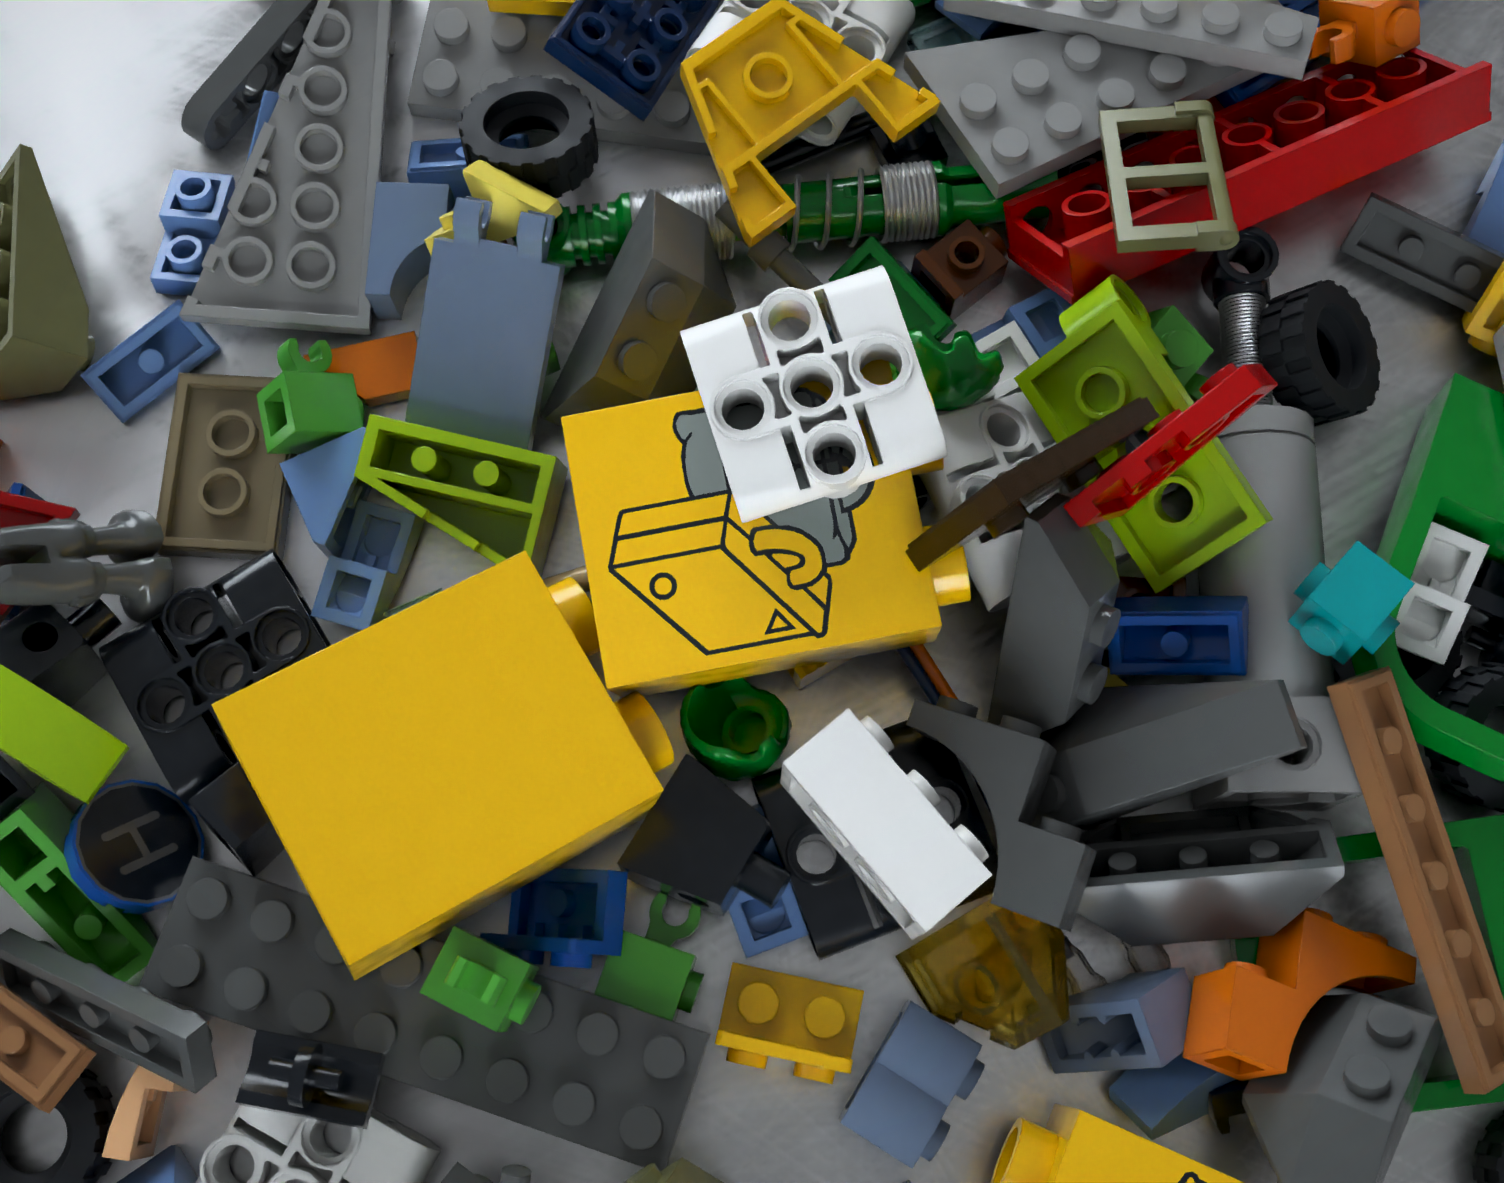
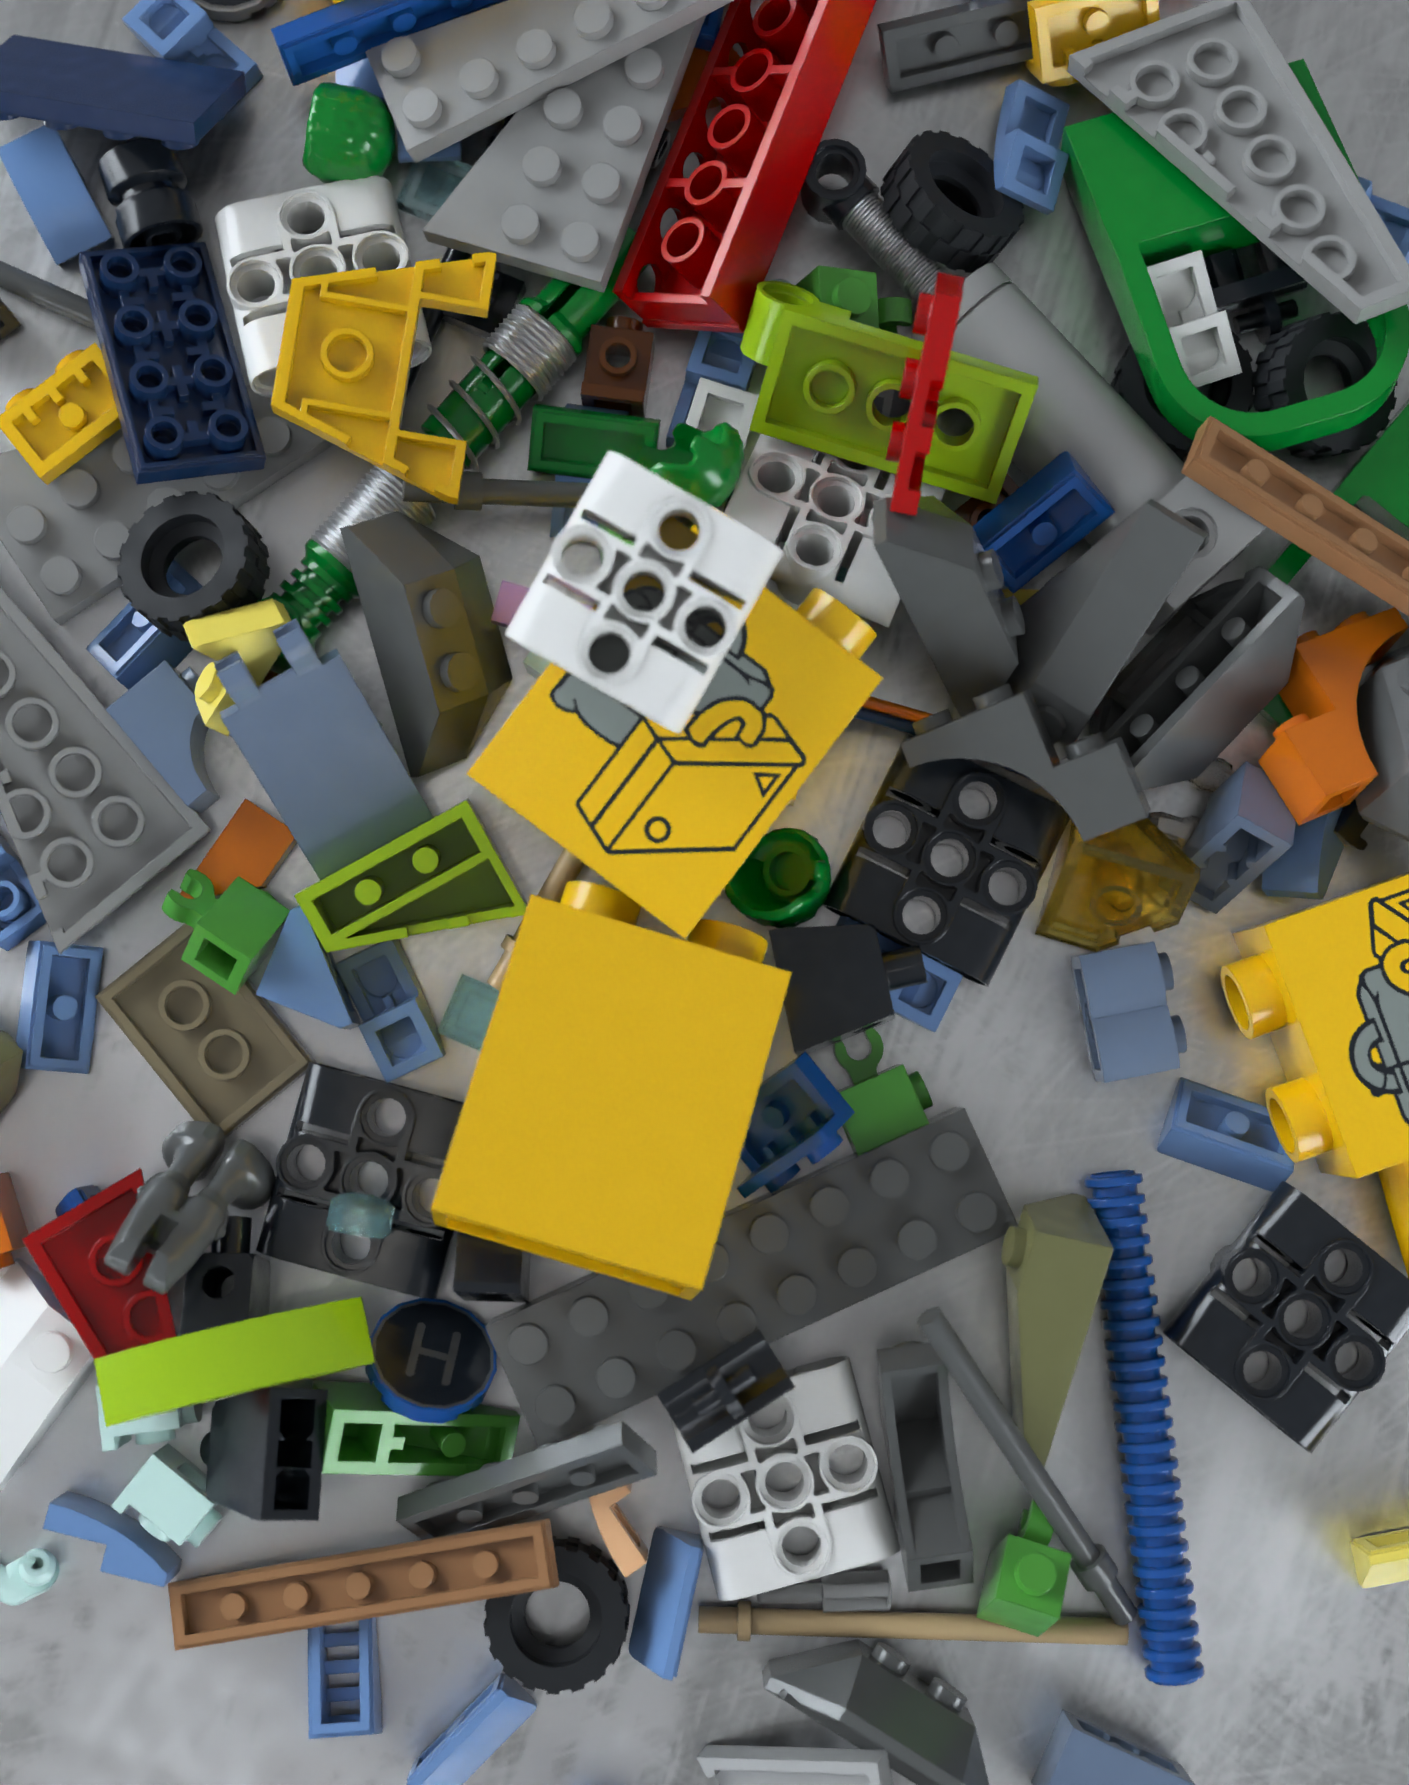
camera: 45 degrees left, 10 degrees up
(185, 684) = (360, 1215): none -> clear light blue tile
(482, 981) = (784, 1216): bright green brick -> none
(789, 1020) = (1003, 1047): yellow bracket -> none
(884, 822) = (962, 852): white brick -> none
(1005, 499) = (854, 513): dark brown plate -> none
(1184, 116) = (692, 101): olive window -> none
(1349, 604) = (1146, 395): teal brick -> none
(1415, 368) = (1027, 146): none -> medium blue slope

